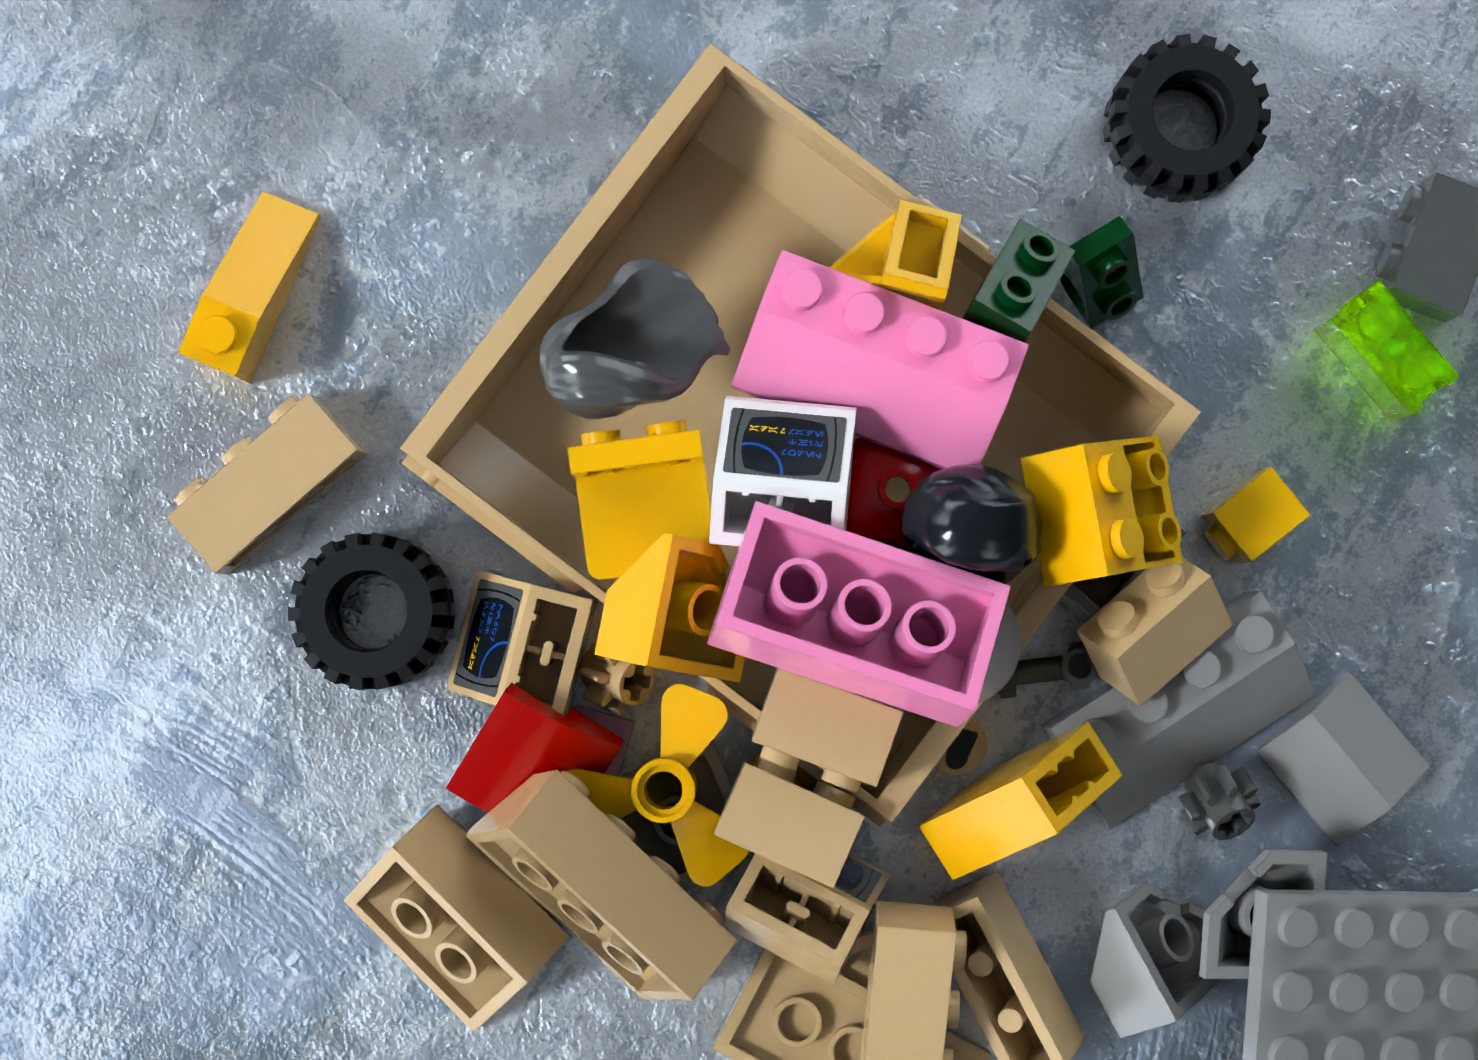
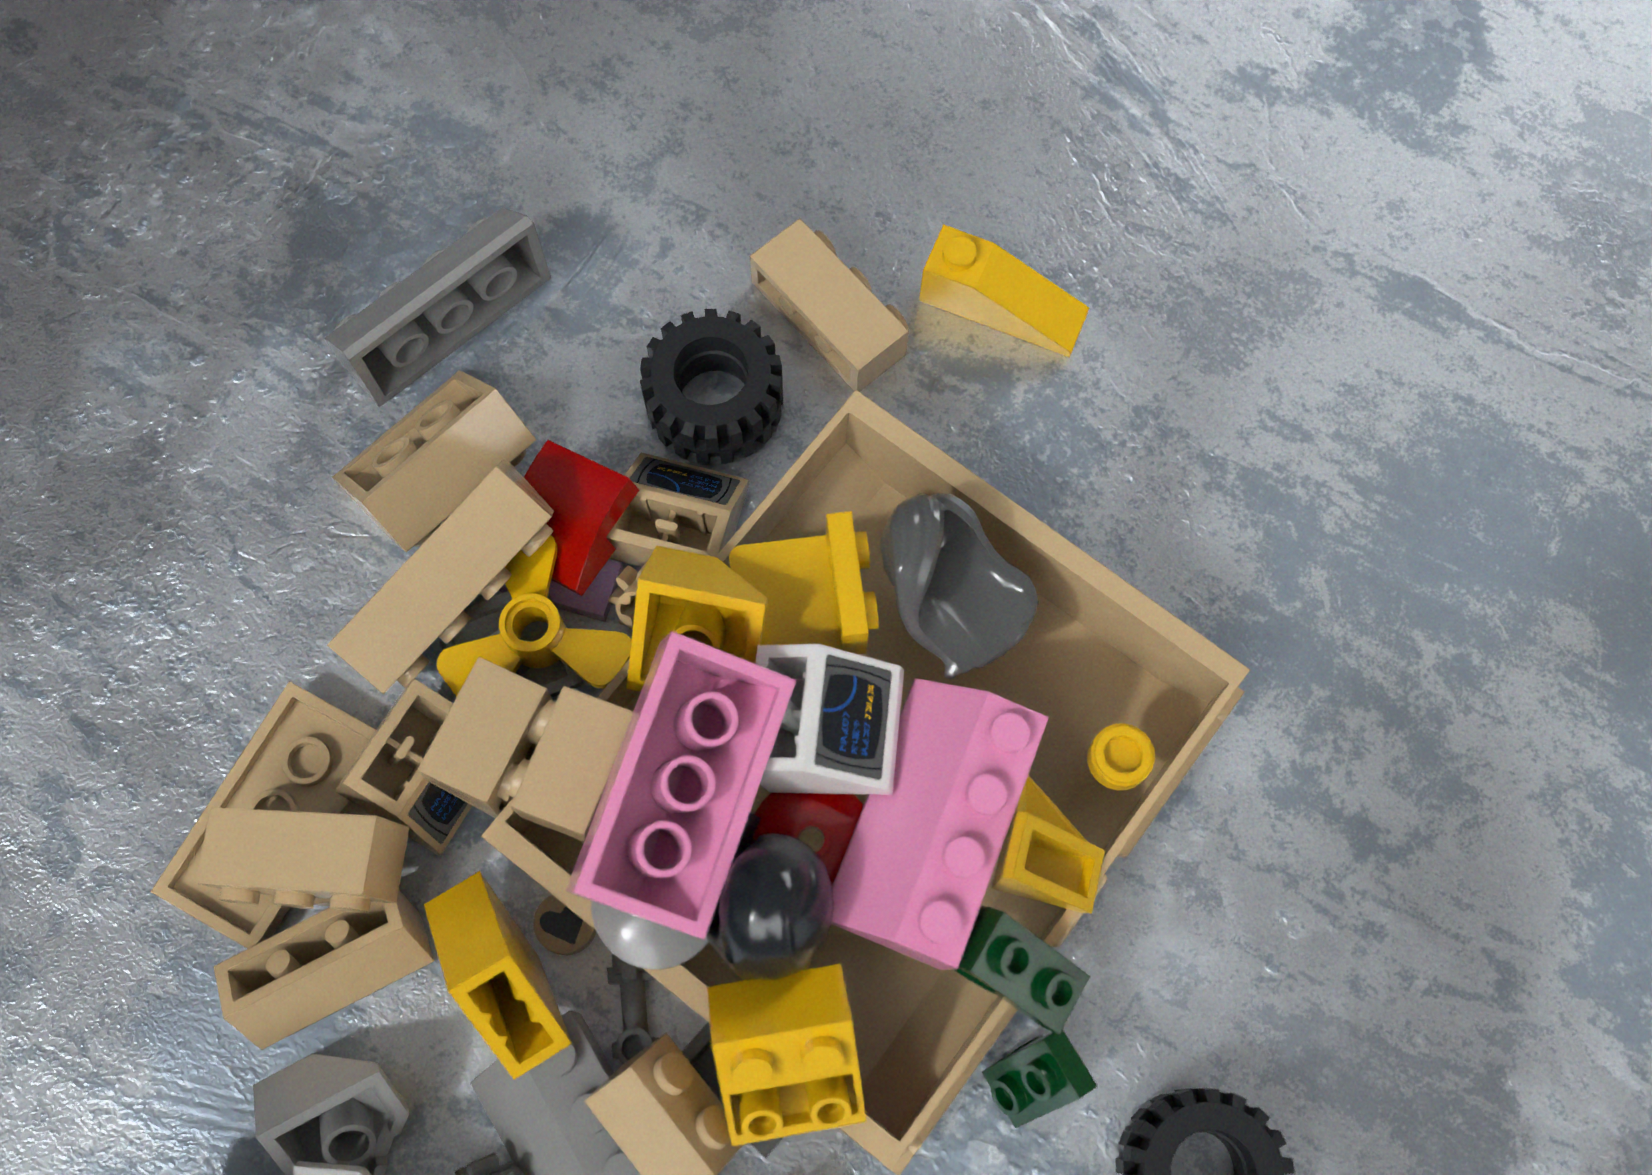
camera: 90 degrees right, 15 degrees down
(268, 925) = (441, 304): none -> light grey slope
(805, 179) = (1120, 756): none -> yellow tile

